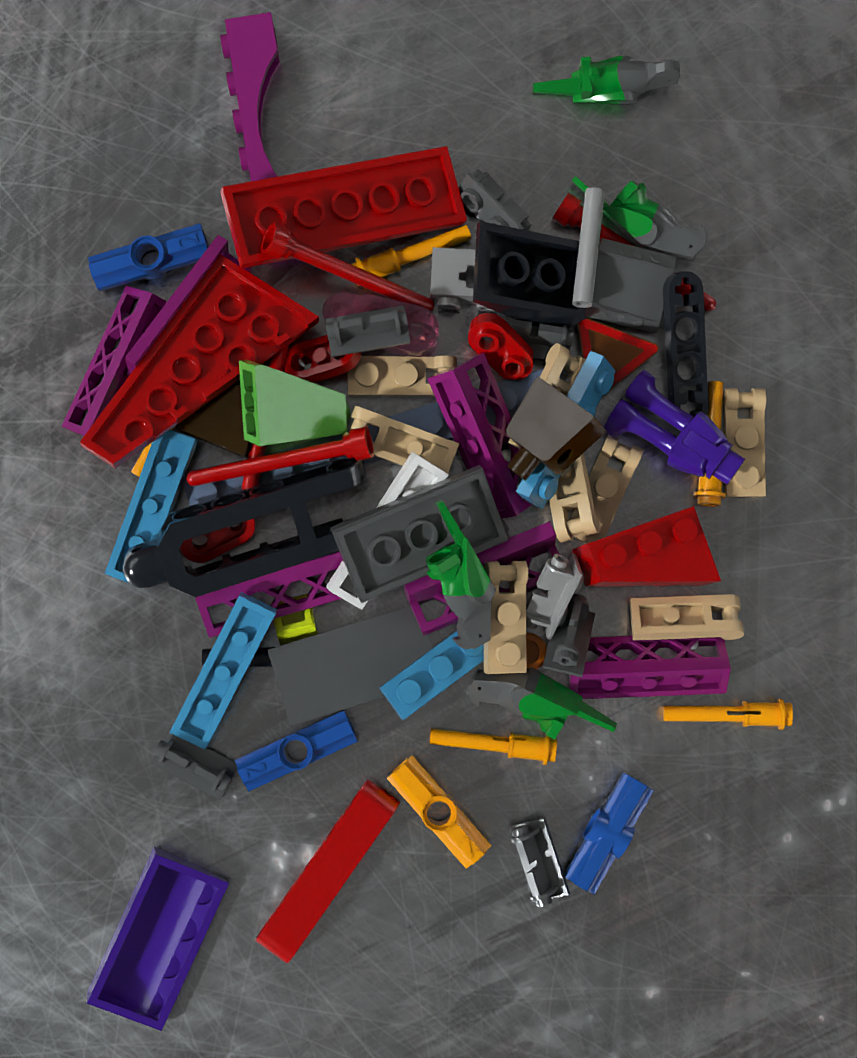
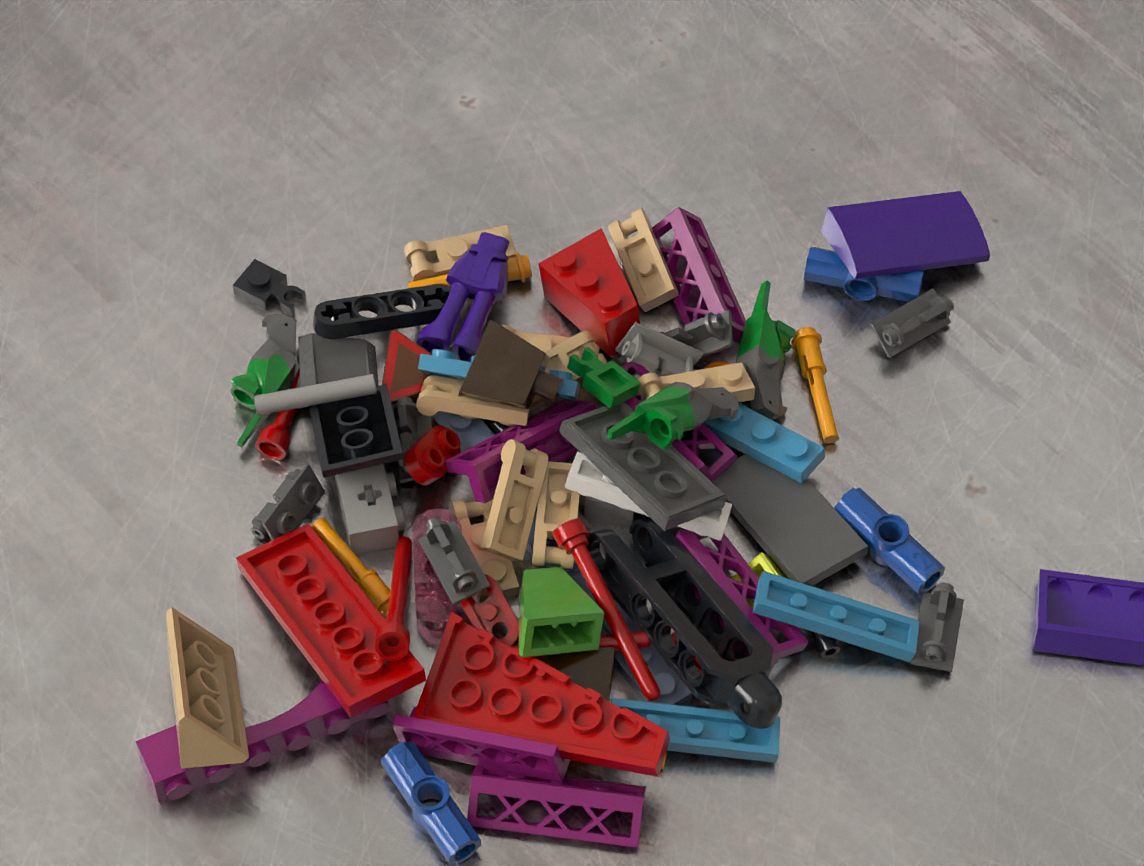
camera: 100 degrees left, 30 degrees down
(295, 75) = (204, 695): none -> tan slope
(327, 871) = (993, 488): red beam -> none
(418, 404) = (515, 501): none -> tan plate
(456, 830) = (890, 424): light orange piece -> none
(525, 529) = (605, 381): none -> green plate
(612, 80) = (130, 434): animal -> none
(633, 889) = (905, 234): none -> dark purple slope
(754, 245) = (265, 286): none -> black plate
(769, 713) = (705, 173): light orange pin -> none

